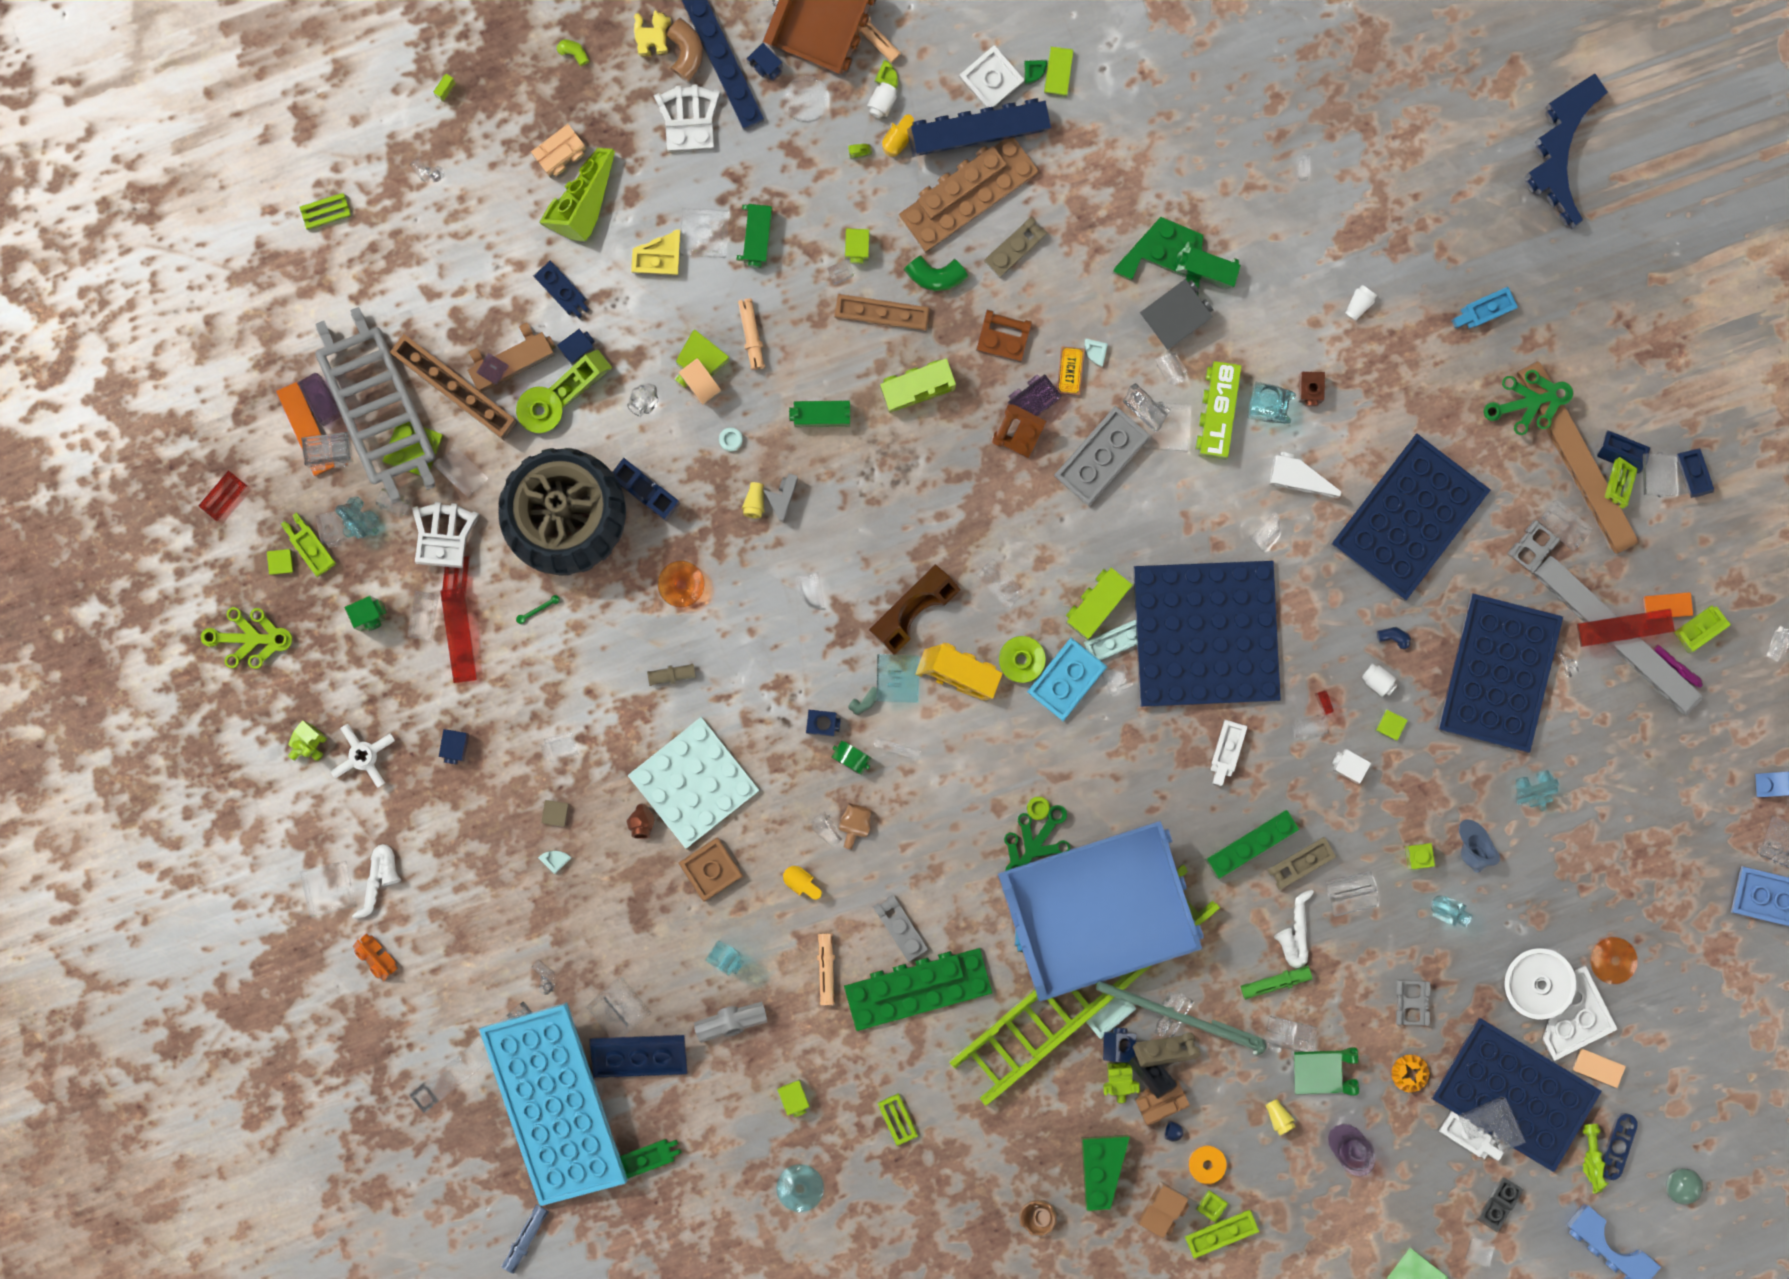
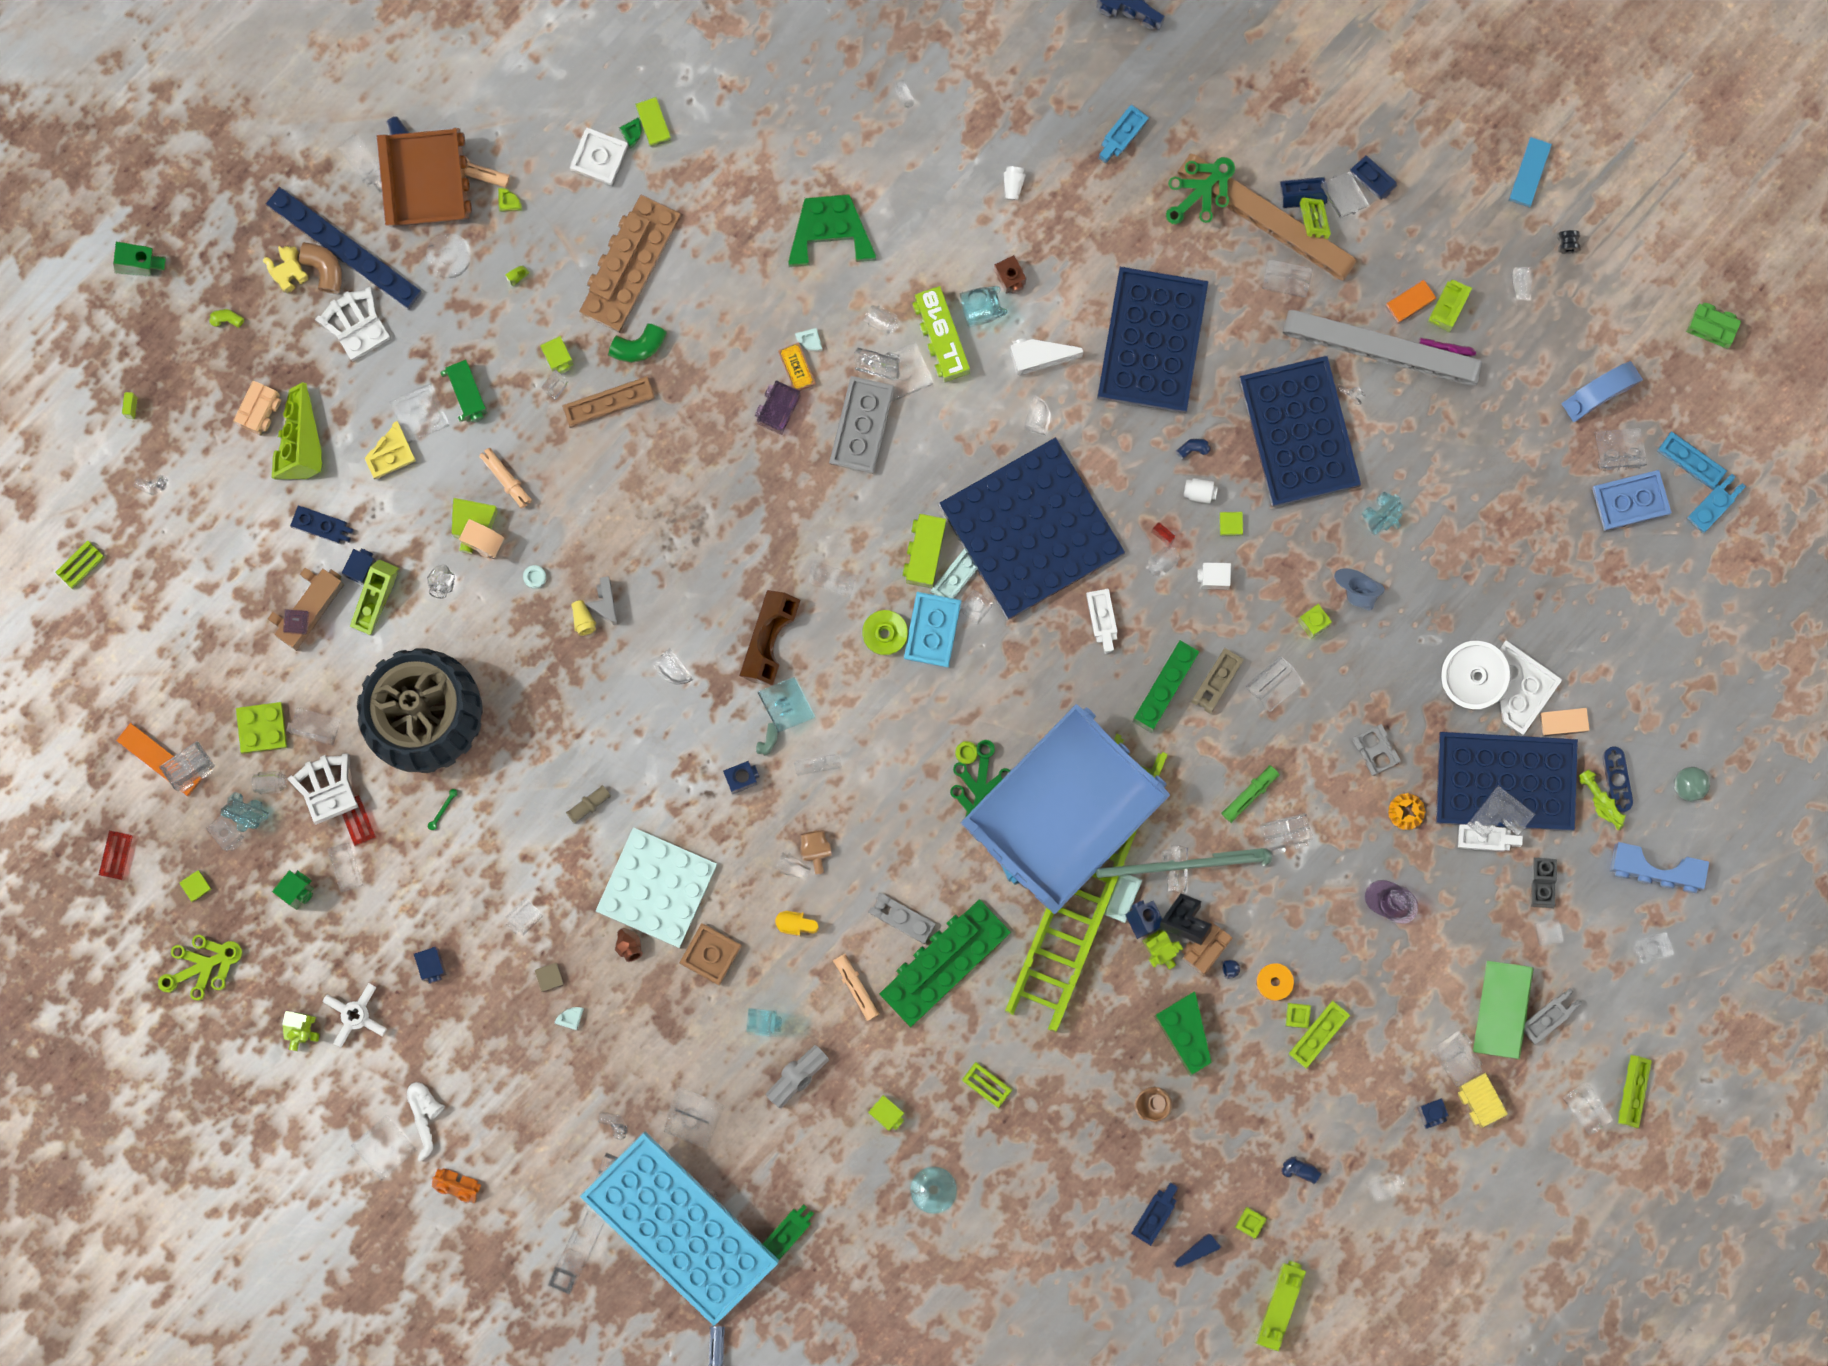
camera: 25 degrees left, 5 degrees down
(309, 547) = (215, 859): lime hinge -> none
(319, 399) = (158, 726): clear purple brick -> none
(348, 415) = (191, 727): light grey bar -> none
(453, 387) = (270, 655): medium nougat brick -> none
(458, 635) = (384, 867): clear red tile -> none
(527, 409) = (343, 637): lime dish -> none
(638, 1056) = (732, 1148): dark blue tile -> none
(645, 489) = (483, 658): dark blue arch -> none
(672, 575) = (551, 711): clear orange dish -> none
(765, 62) = (397, 242): dark blue brick -> none
(820, 413) = (601, 514): green brick -> none
(851, 757) = (781, 793): green piece -> none
(882, 100) = (514, 223): white brick -> none
(897, 137) = (544, 246): yellow arm -> none
(918, 385) = (672, 446): lime wedge -> none
(960, 671) = (836, 669): yellow wedge -> none
(978, 128) = (610, 202): dark blue brick -> none
(1001, 343) = (724, 375): dark orange plate -> none
(1014, 247) = (694, 288): dark tan plate -> none
(1026, 433) = (786, 437): dark orange plate -> none
(1162, 1209) = (1257, 1038): medium nougat brick -> none
(1166, 1050) = (1187, 900): dark tan plate -> none
(1177, 313) = (862, 271): dark grey brick -> none
(1207, 267) = (867, 218): green brick -> none
(1280, 1118) = (1316, 908): light yellow cone -> none
(1296, 945) = (1249, 754): white piece -> none
(1322, 1072) = (1330, 849): flag -> none
(1450, 911) = (1365, 653): clear light blue hips -> none
(1539, 551) = (1263, 309): light grey piece -> none
(1601, 960) = (1525, 635): clear orange dish -> none
(1625, 627) = (1384, 336): clear red tile -> none

